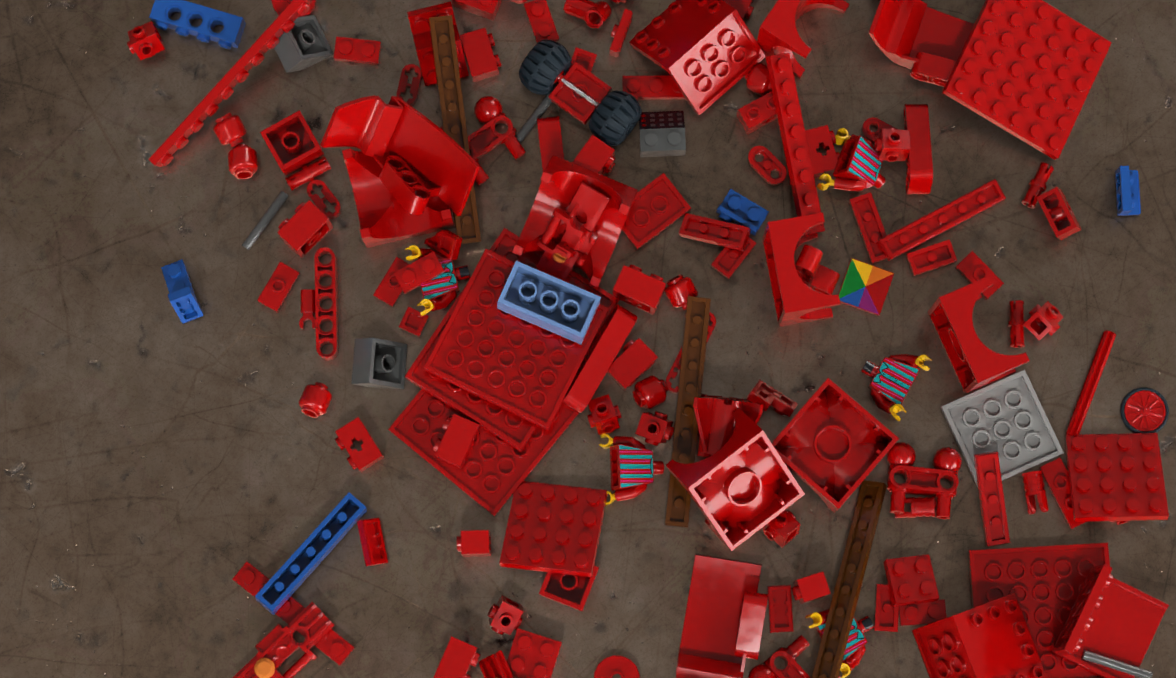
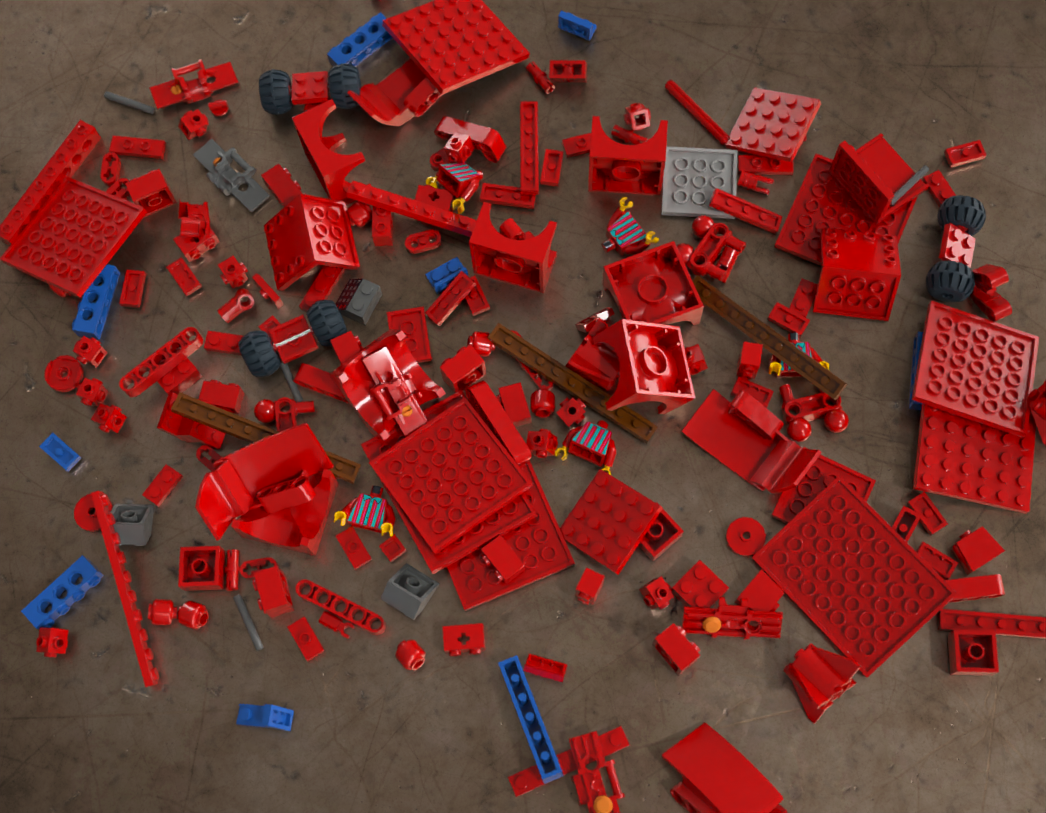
camera: 60 degrees left, 10 degrees down
(419, 272) = (358, 521): red plate -> none
(445, 243) = (347, 491): red tile -> none
(548, 302) = (437, 433): medium blue brick -> none
(865, 287) = (545, 212): tile -> none
(911, 580) = (777, 292): red plate -> none
(1144, 410) = (733, 89): red wheel -> none

